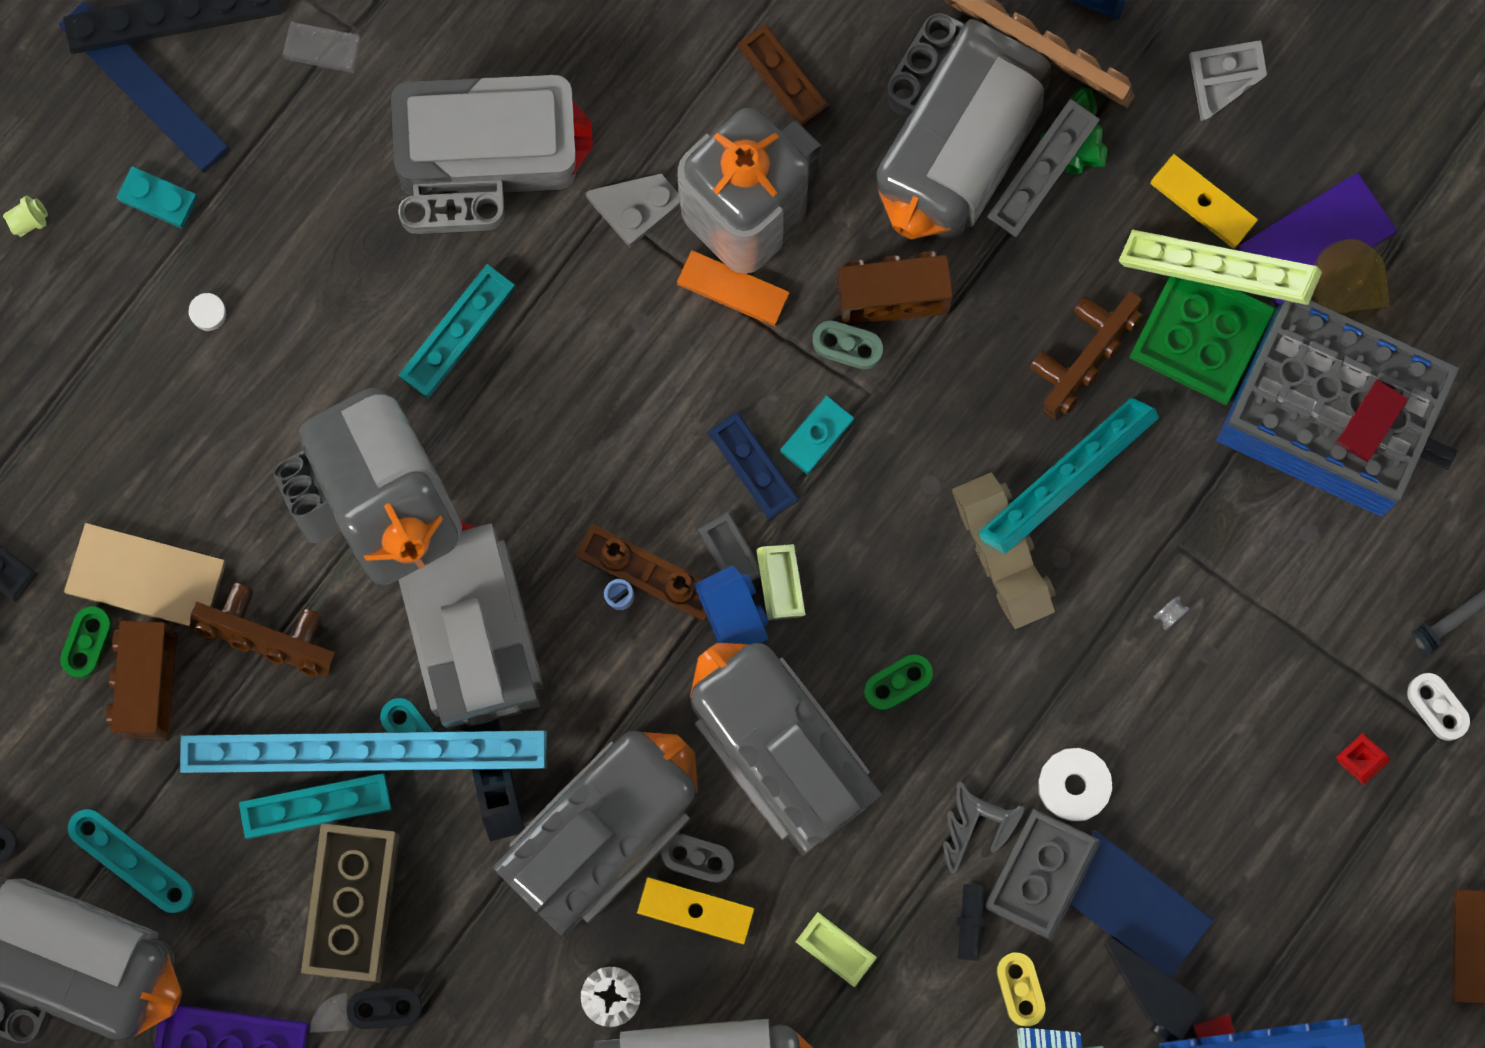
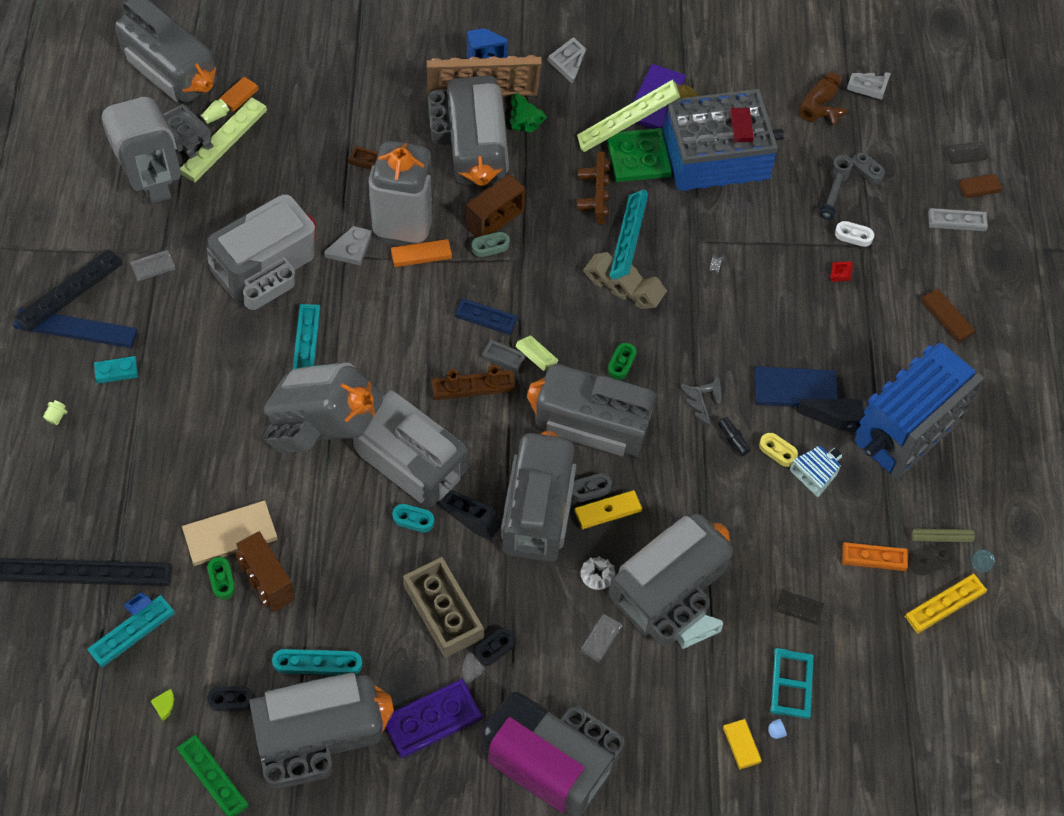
camera: 40 degrees left, 20 degrees down
(207, 312) = (177, 402): white tile -> none
(274, 645) = (309, 520): reddish brown plate -> none
(315, 806) = (390, 579): teal plate -> none
(364, 751) = (396, 537): medium azure plate -> none
(615, 590) = (464, 400): light blue hinge -> none
(731, 608) = (523, 369): blue brick -> none
(817, 435) = (505, 288): teal plate -> none
(836, 949) = (684, 487): yellowish green tile -> none
(1042, 874) = (748, 397): dark grey tile -> none
(1043, 167) = (522, 128): dark grey plate -> none
(1093, 772) = (734, 346): white tile -> none
(1186, 186) = (595, 106): yellow tile -> none

